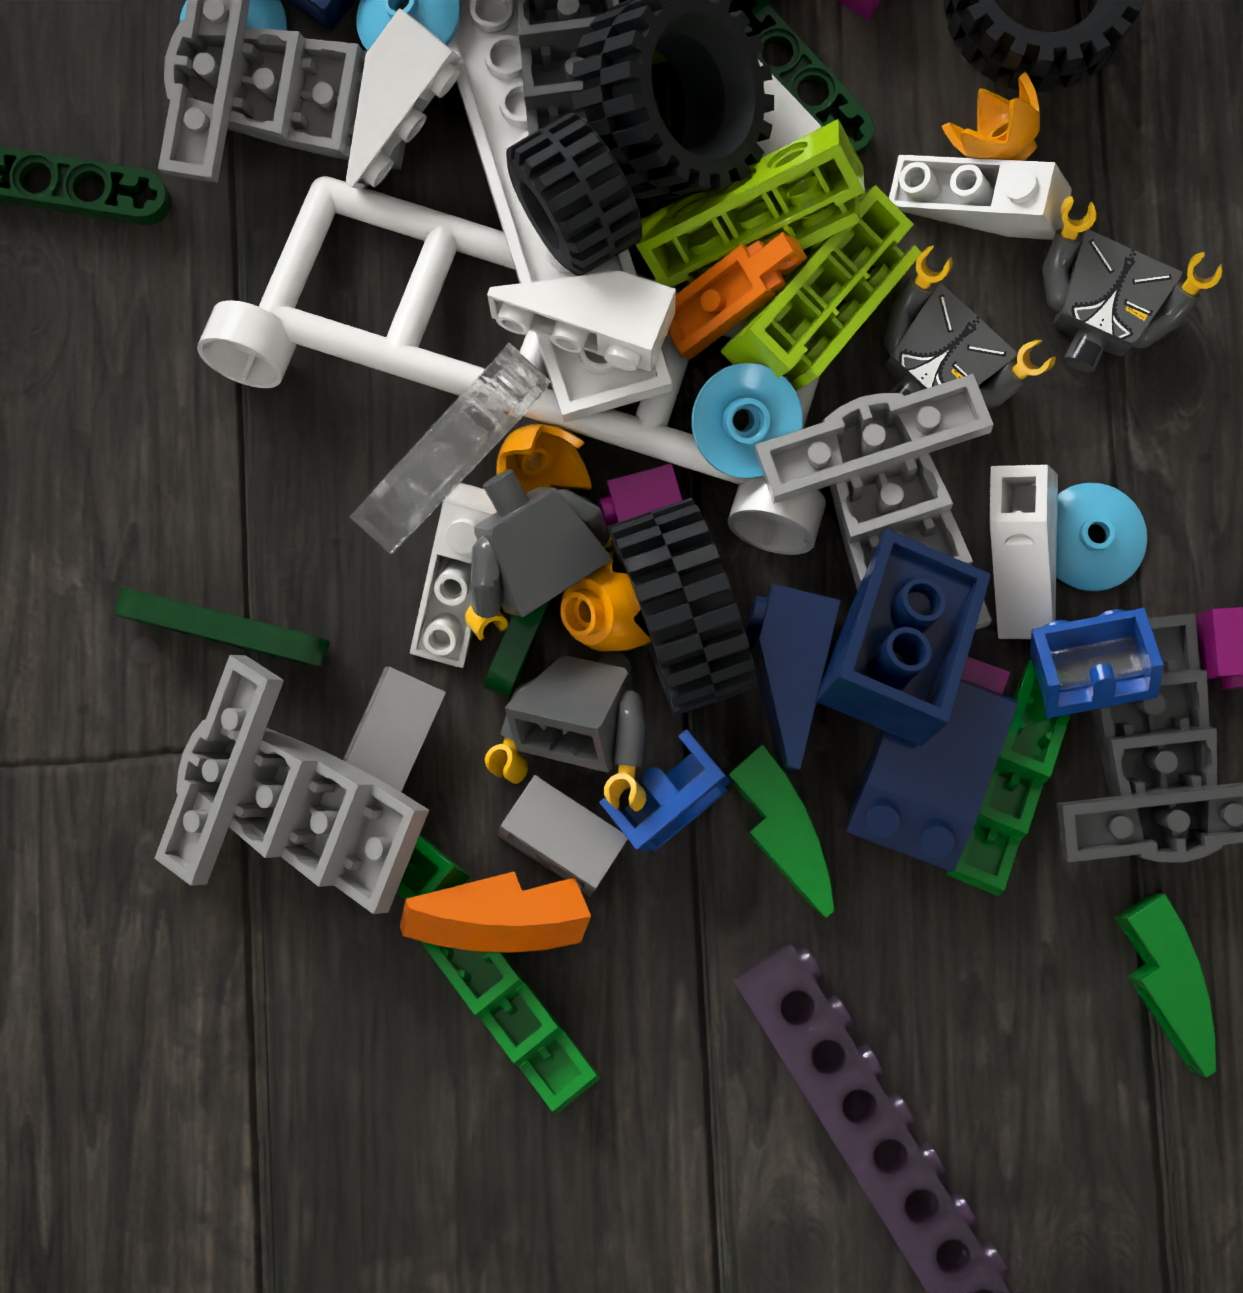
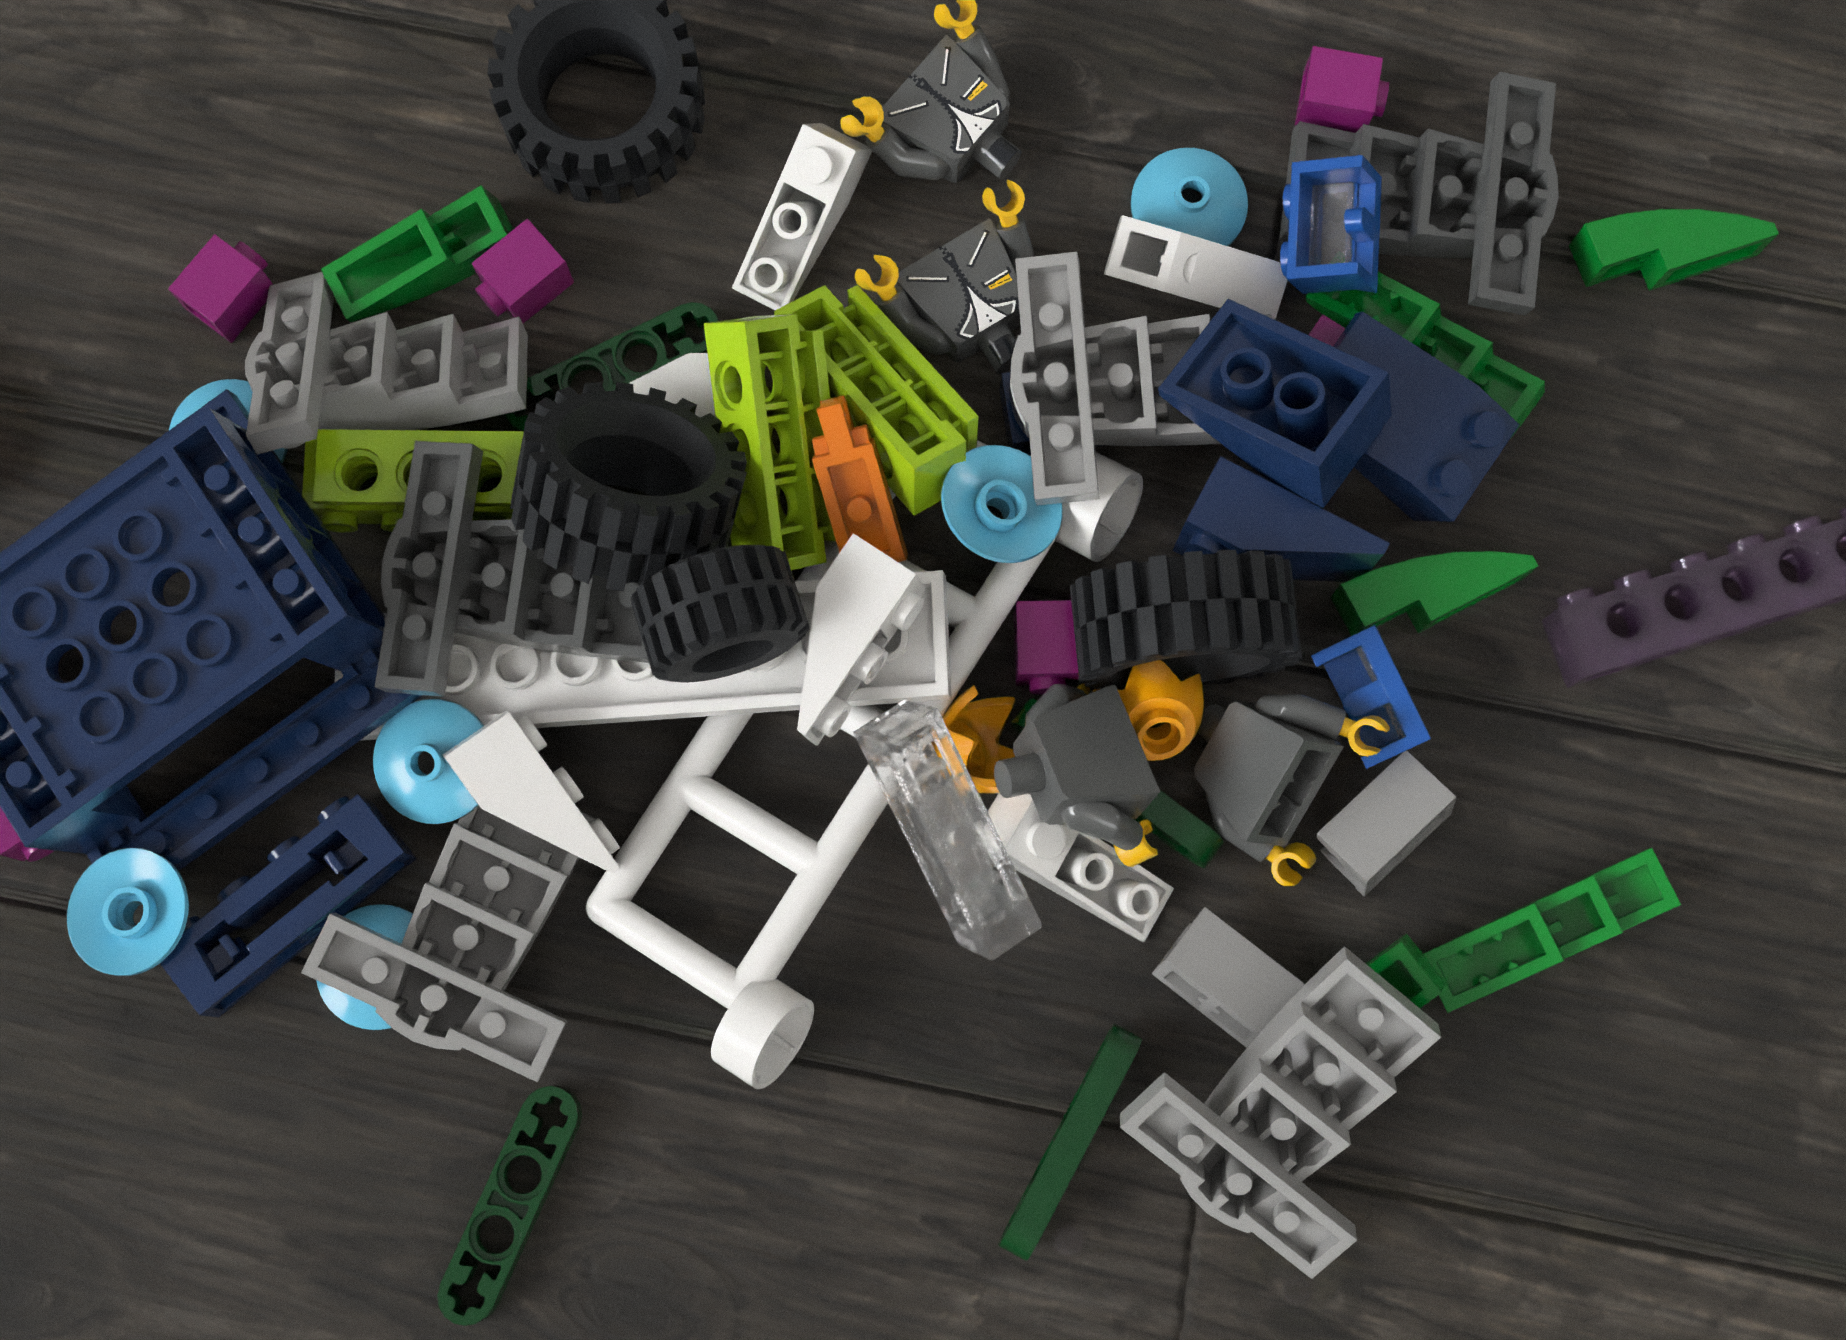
camera: 75 degrees left, 5 degrees down
(498, 916) = (1463, 906): orange slope -> none
(1003, 126) = (738, 174): light orange piece -> none

